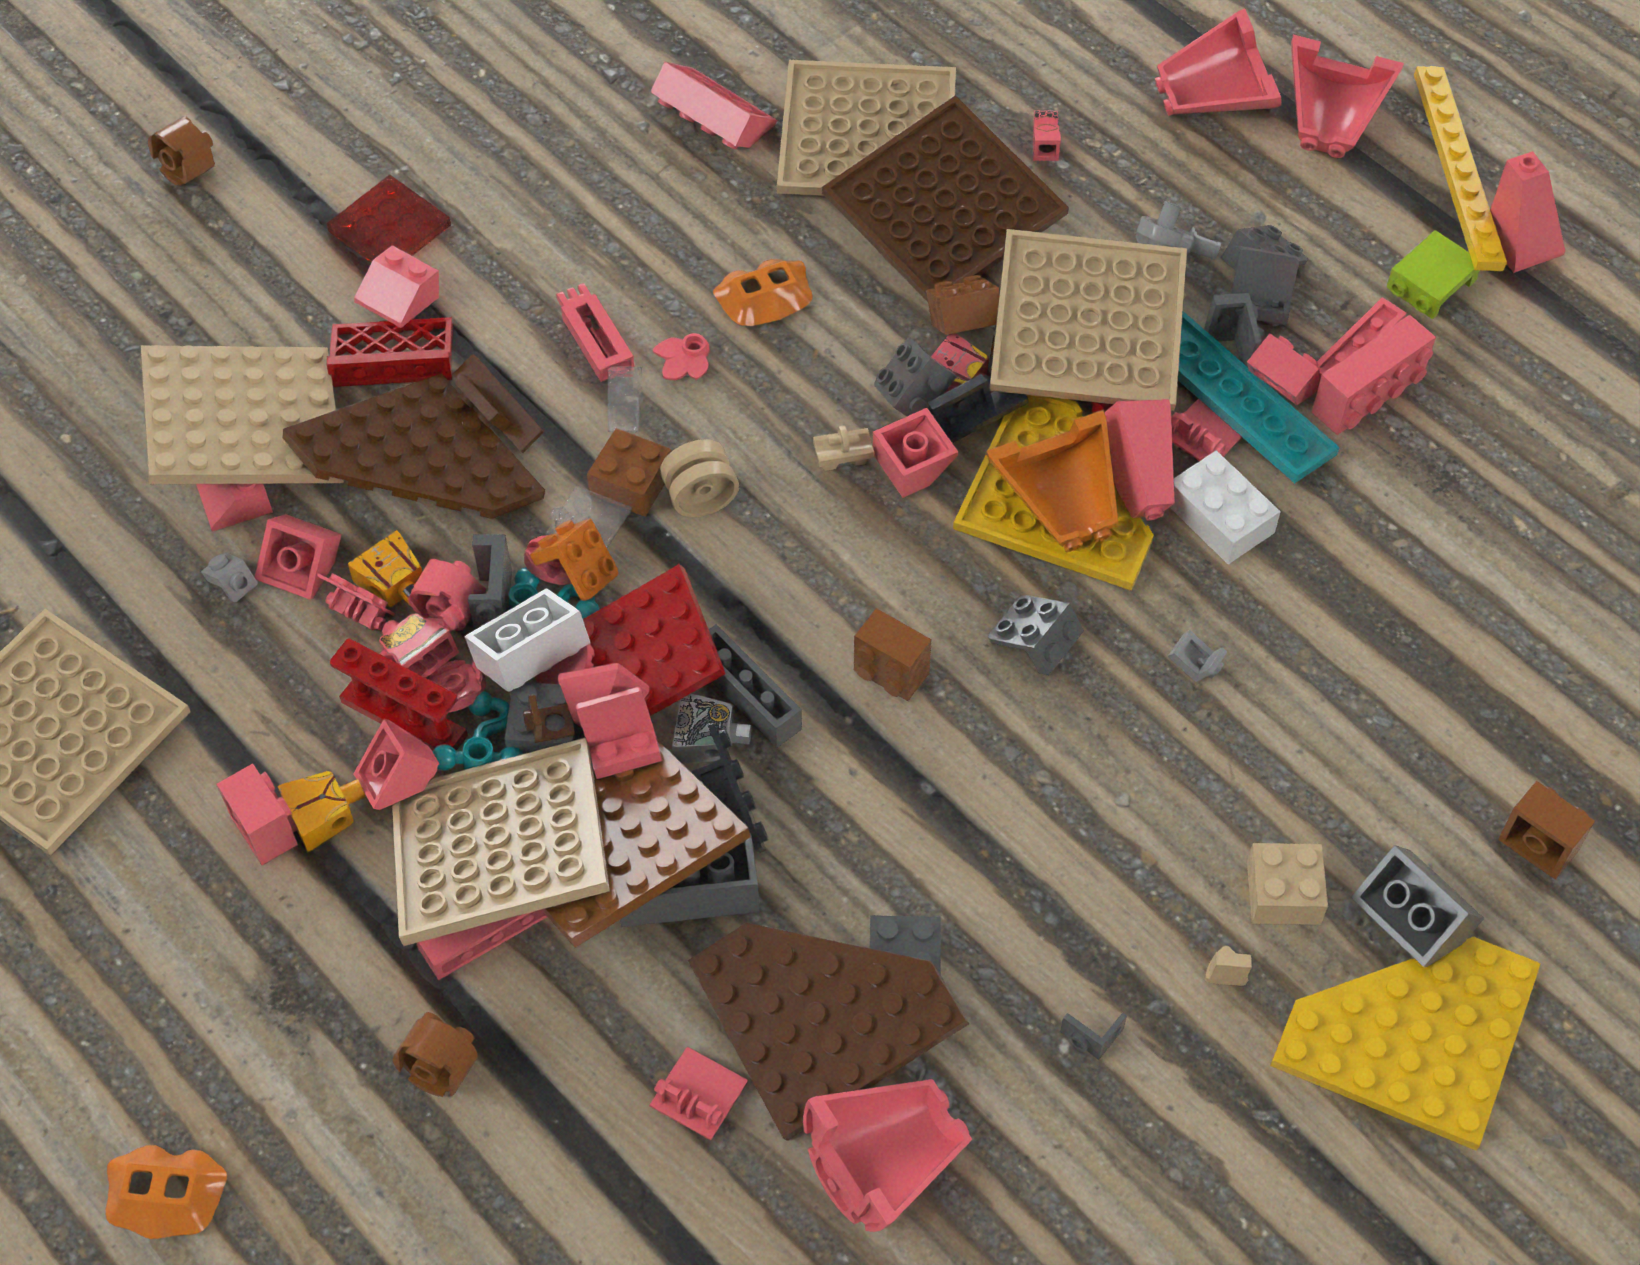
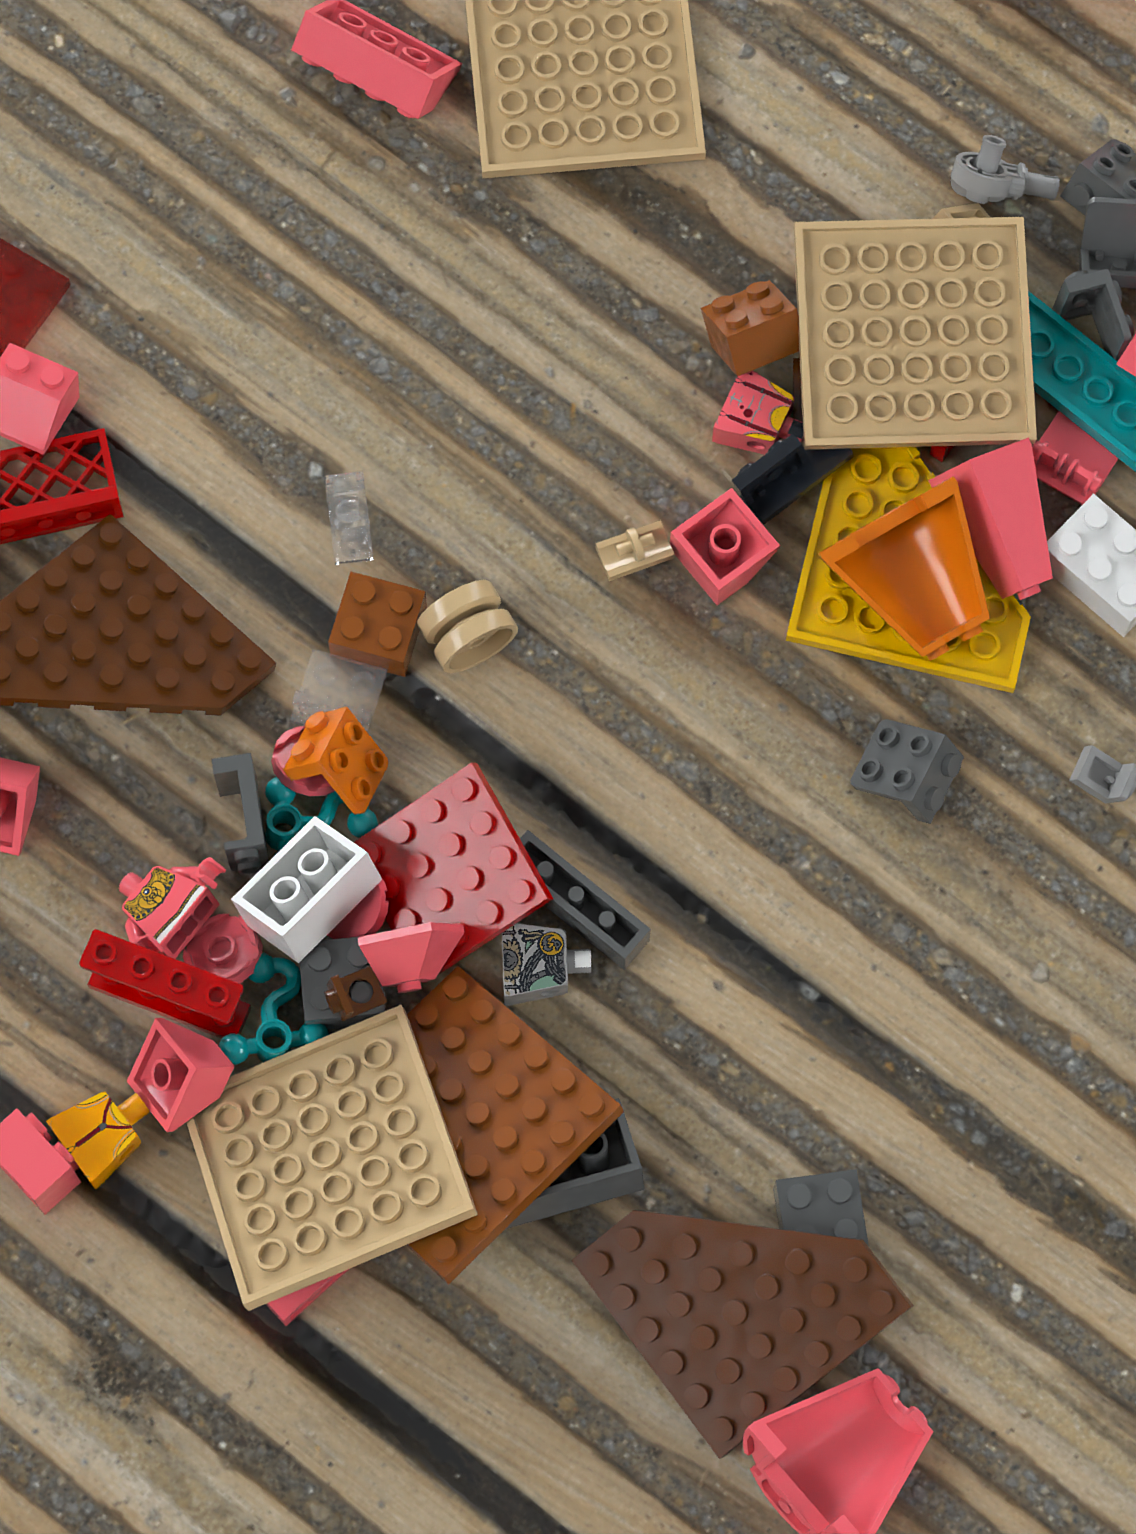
camera: 10 degrees left, 15 degrees up
(356, 603) = (66, 844): coral hinge -> none
(387, 569) = (111, 808): light orange torso -> none
(436, 1055) = (310, 1428): dark orange brick -> none
(441, 587) = (189, 831): coral brick -> none
(495, 403) = (187, 548): reddish brown bracket -> none
(600, 346) = (300, 438): coral hinge -> none
(619, 732) = (442, 998): coral bracket -> none
(682, 358) = (407, 448): coral plate -> none
(698, 1093) = (613, 1419): coral hinge -> none
(723, 780) = (573, 1036): black bracket -> none
(772, 300) = (509, 347): orange piece -> none
(891, 655) = (743, 835): dark orange brick -> none
(912, 378) = (704, 444): dark grey bracket -> none
(943, 198) = (702, 166): reddish brown plate -> none
(1046, 133) = (814, 40): coral leg -> none
(1087, 1040) = (1040, 1287): dark grey bracket -> none

